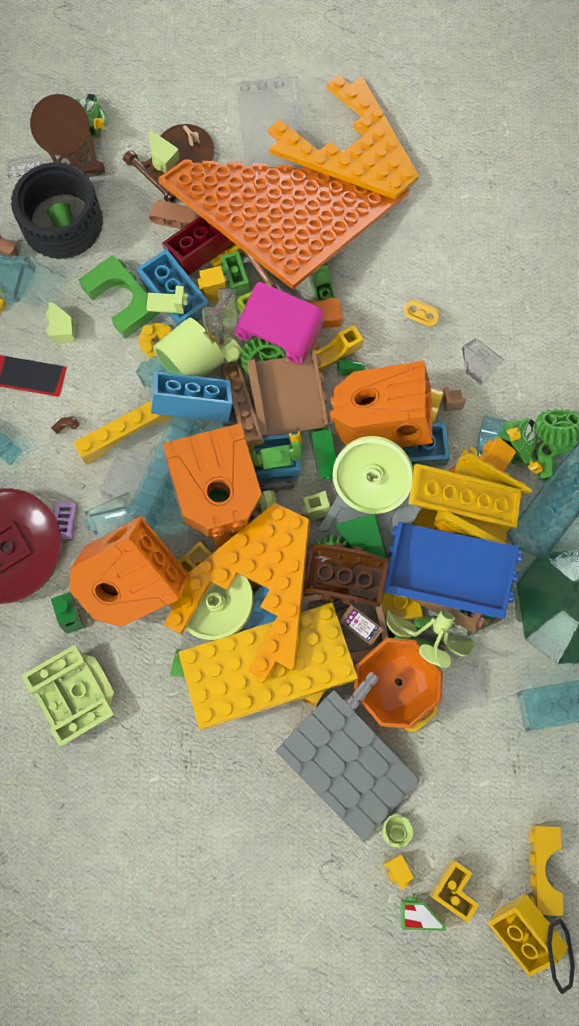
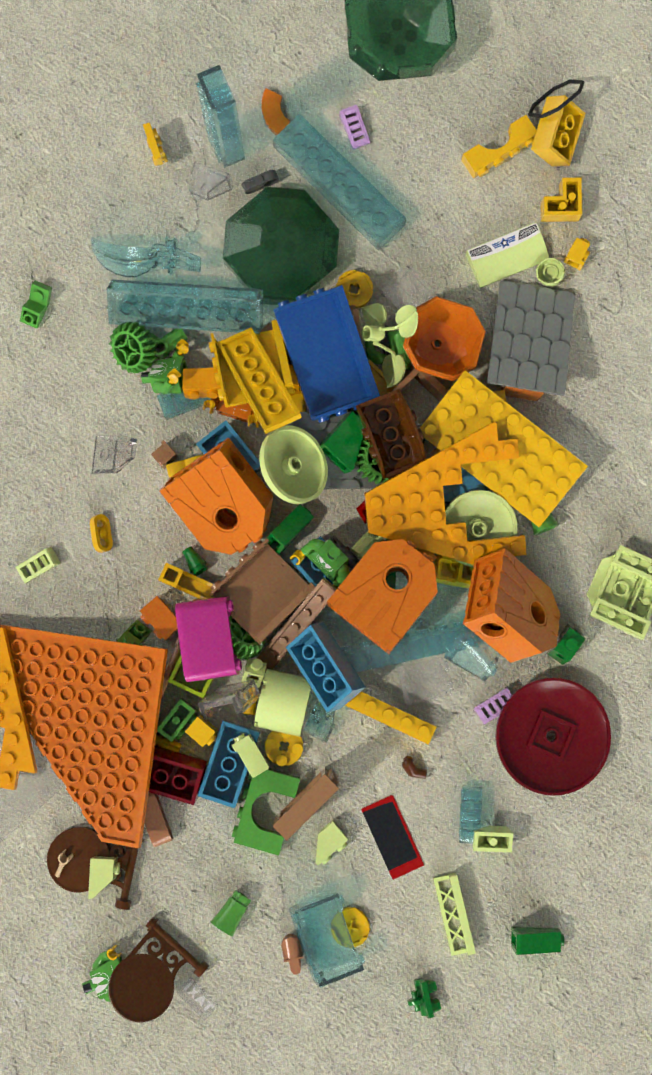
camera: 125 degrees left, 10 degrees up
(53, 180) = (212, 959): black tyre -> none
(98, 316) = (306, 803): none -> medium nougat window
(316, 505) = (339, 511): yellowish green brick -> none
(361, 625) = (417, 397): tile -> none
(362, 690) = (470, 360): light grey axle -> none
(417, 916) = (599, 217): slope -> none
(426, 264) = (51, 556): none -> yellowish green slope
(438, 804) = (507, 255): none -> yellowish green slope
(503, 637) = (358, 279): none -> yellow plate

